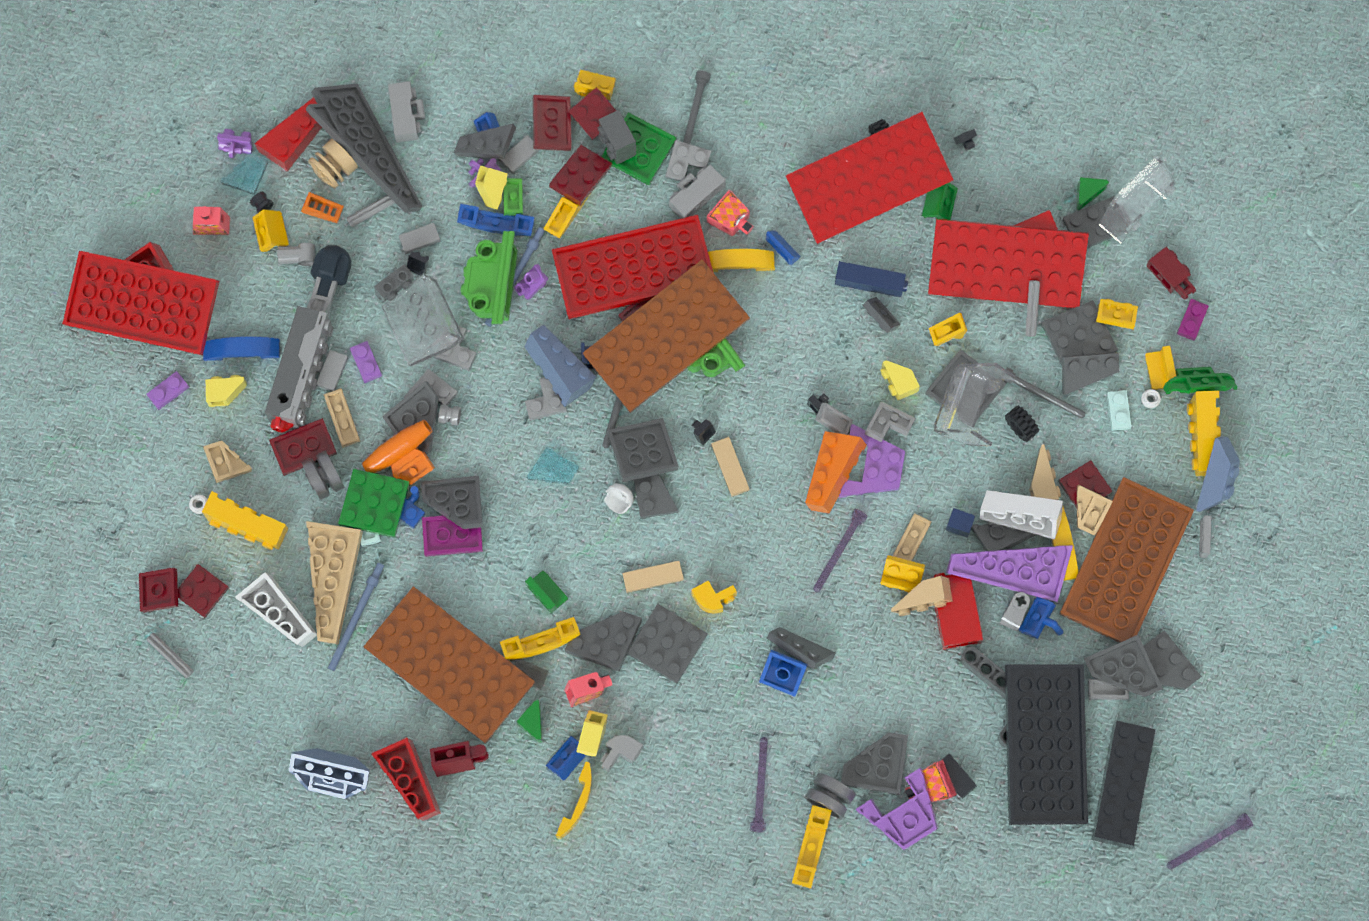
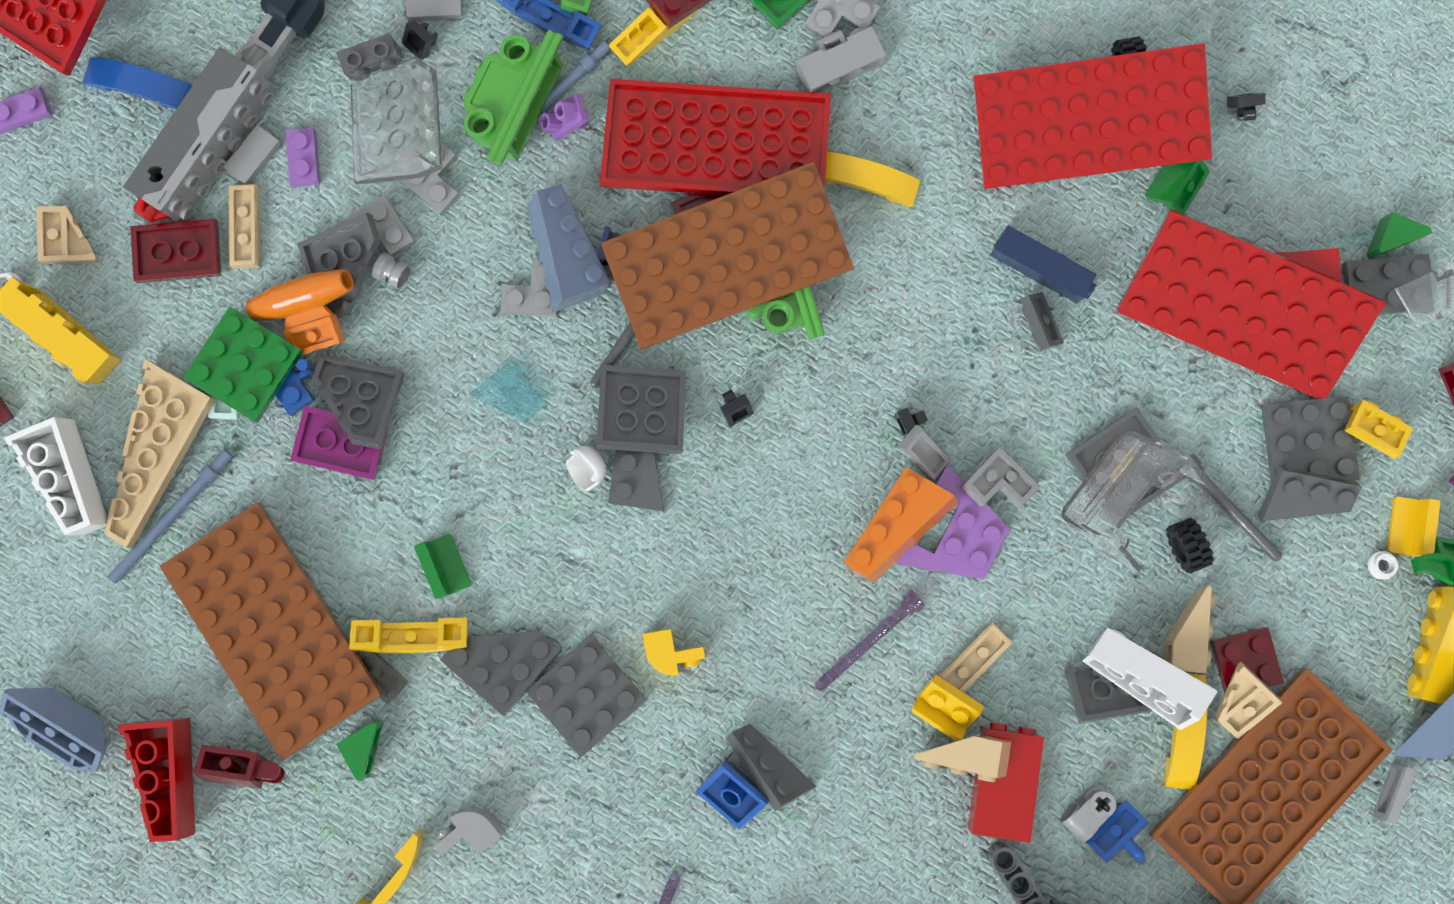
camera: 15 degrees right, 10 degrees up
(223, 390) = (91, 136): light yellow slope -> none
(322, 475) = (182, 301): flat silver wheel -> none
(566, 759) = (394, 812): blue slope -> none
(579, 689) = (437, 728): coral torso -> none
(592, 733) = (435, 797): light yellow slope -> none
(653, 576) = (597, 593): tan tile -> none
(730, 215) = (876, 109): torso -> none
(730, 466) = (757, 470): tan tile -> none
(782, 247) = (934, 178): blue slope -> none
(900, 378) = (1037, 423): light yellow slope -> none
(948, 329) = (1130, 374): yellow slope -> none
(960, 522) = (1053, 658): dark blue panel -> none
(1025, 570) = (1121, 761): medium lavender wing -> none
(1032, 308) = (1260, 381): light grey axle -> none
(1119, 410) = (1331, 567): light aqua plate -> none

